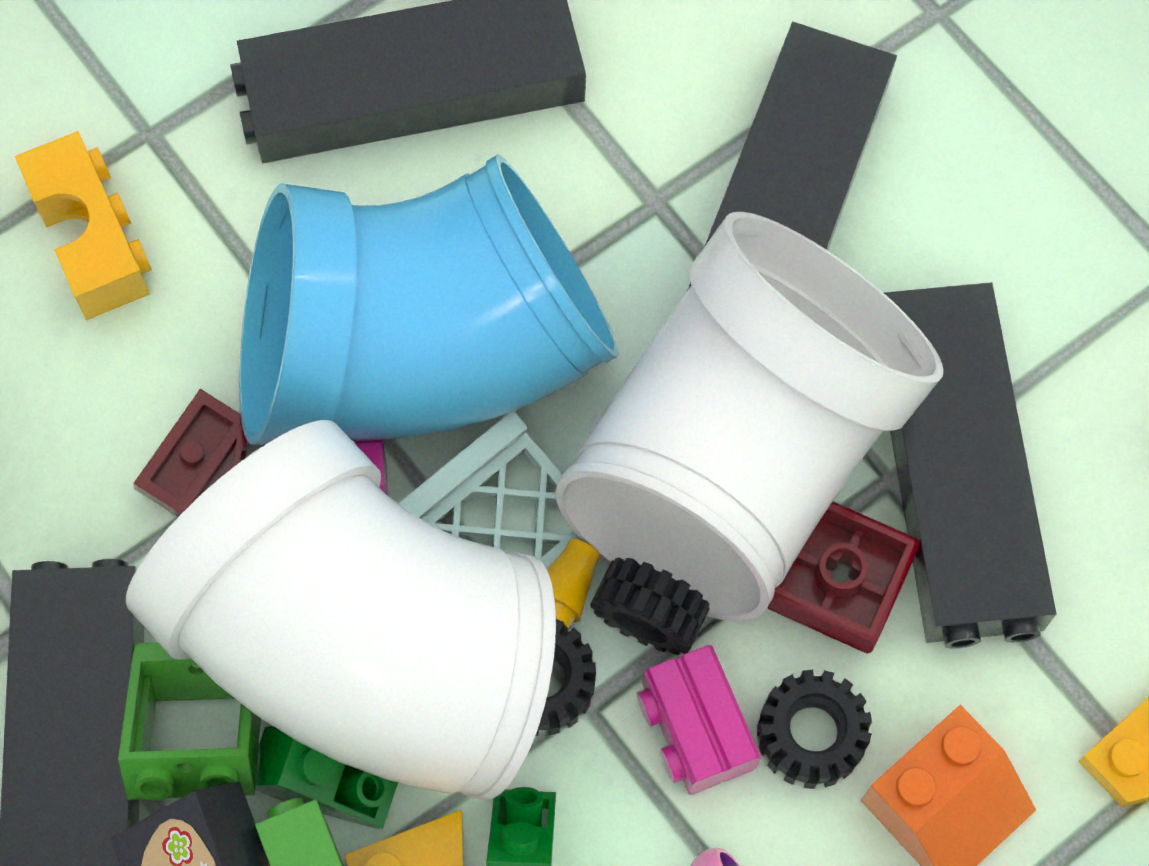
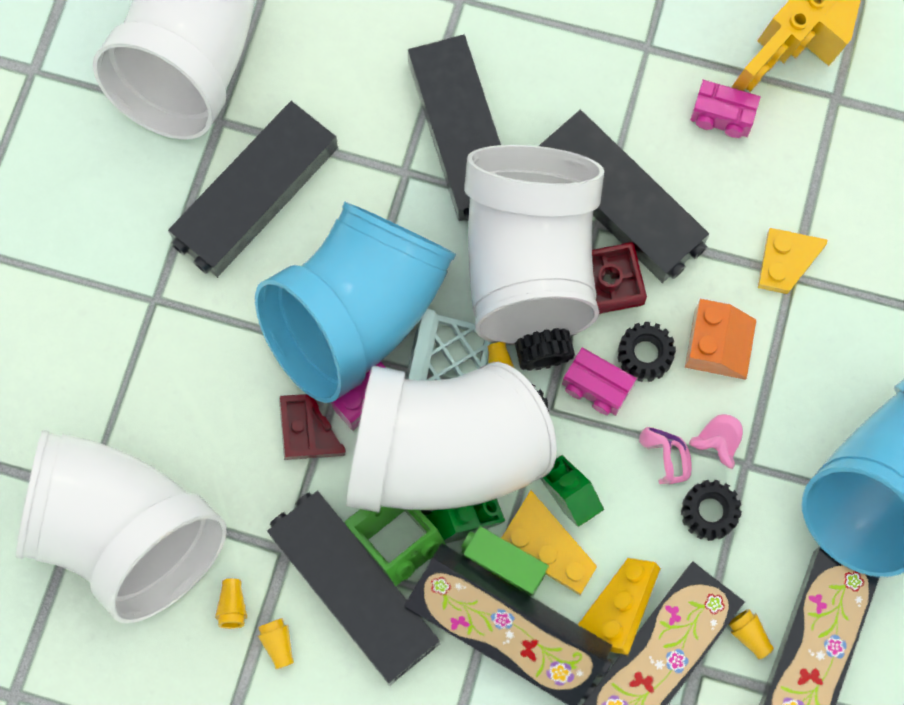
camera: 35 degrees left, 5 degrees up
(101, 263) = (142, 347): yellow arch -> none

